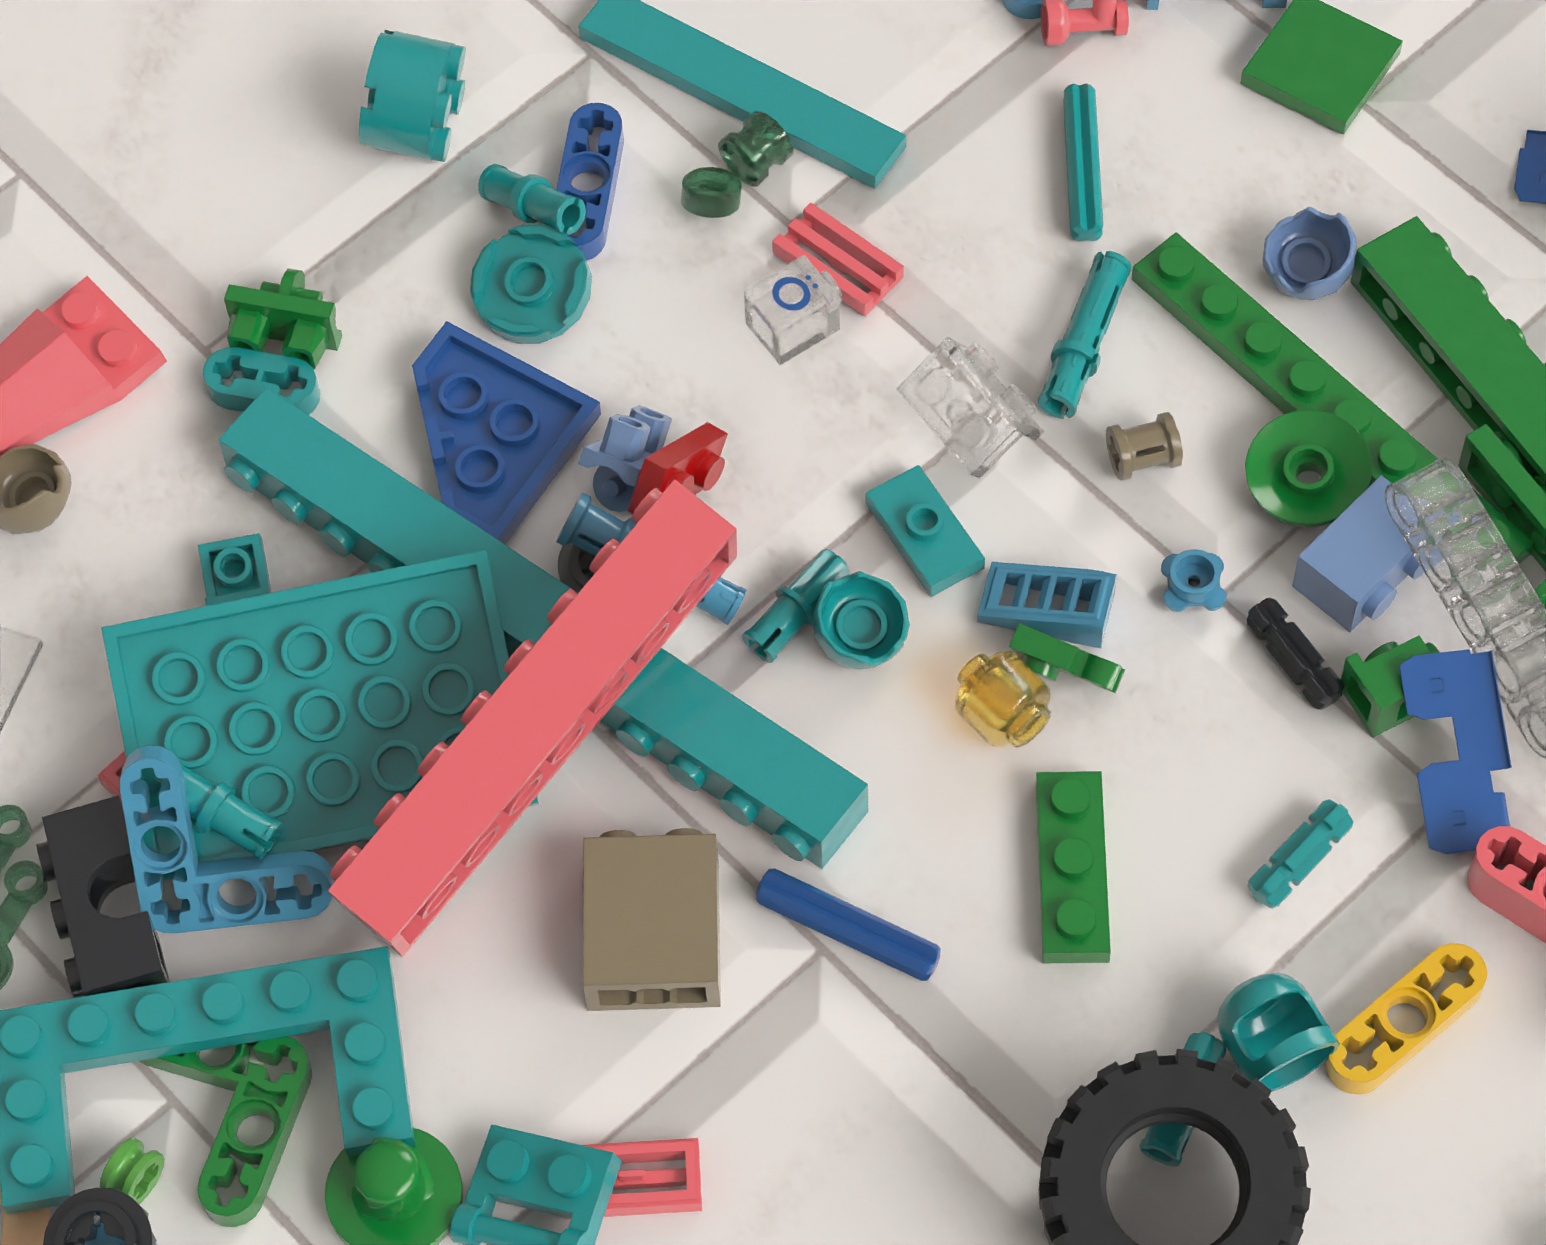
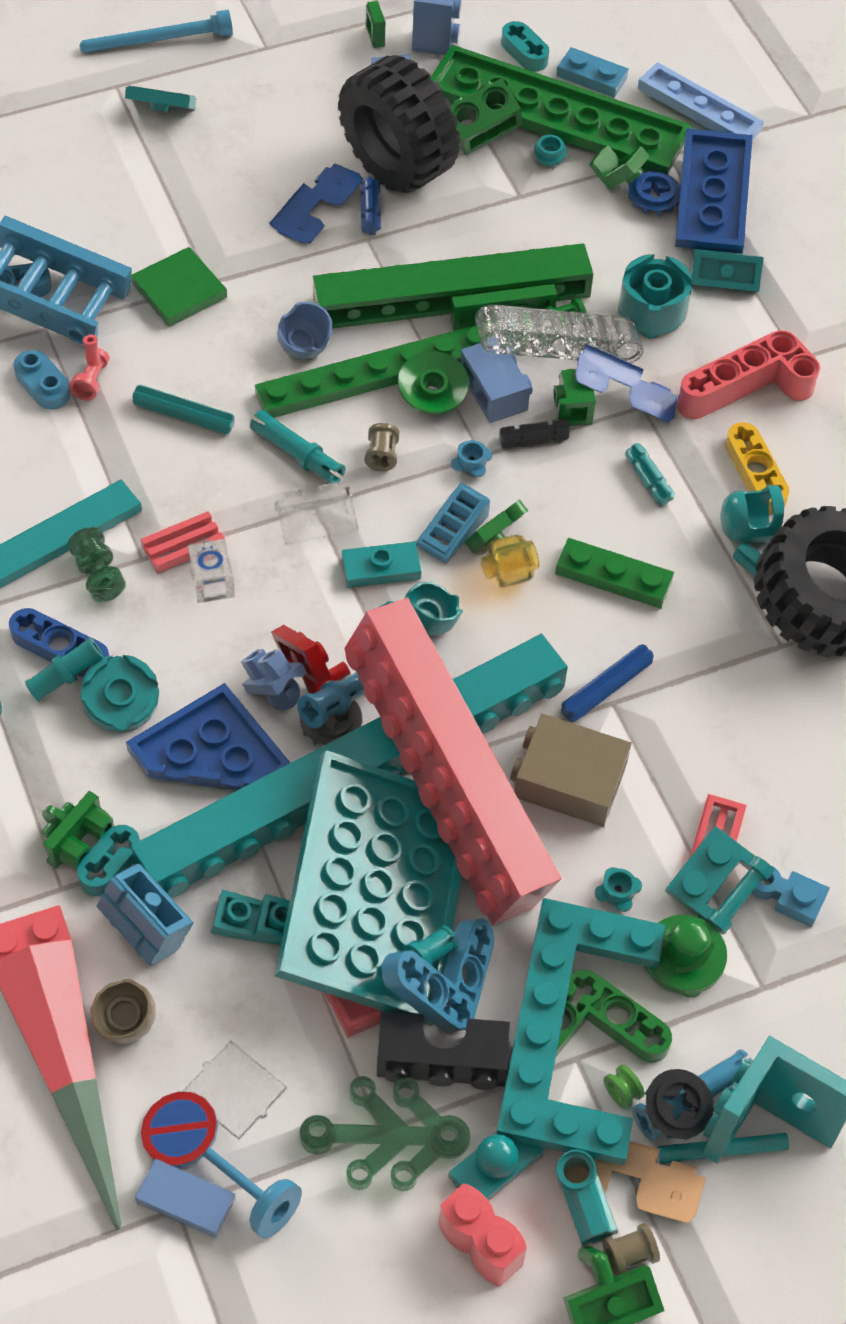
camera: 75 degrees left, 5 degrees down
(172, 450) = (144, 914): none -> dark azure brick
(473, 1042) = (621, 878): none -> teal plate

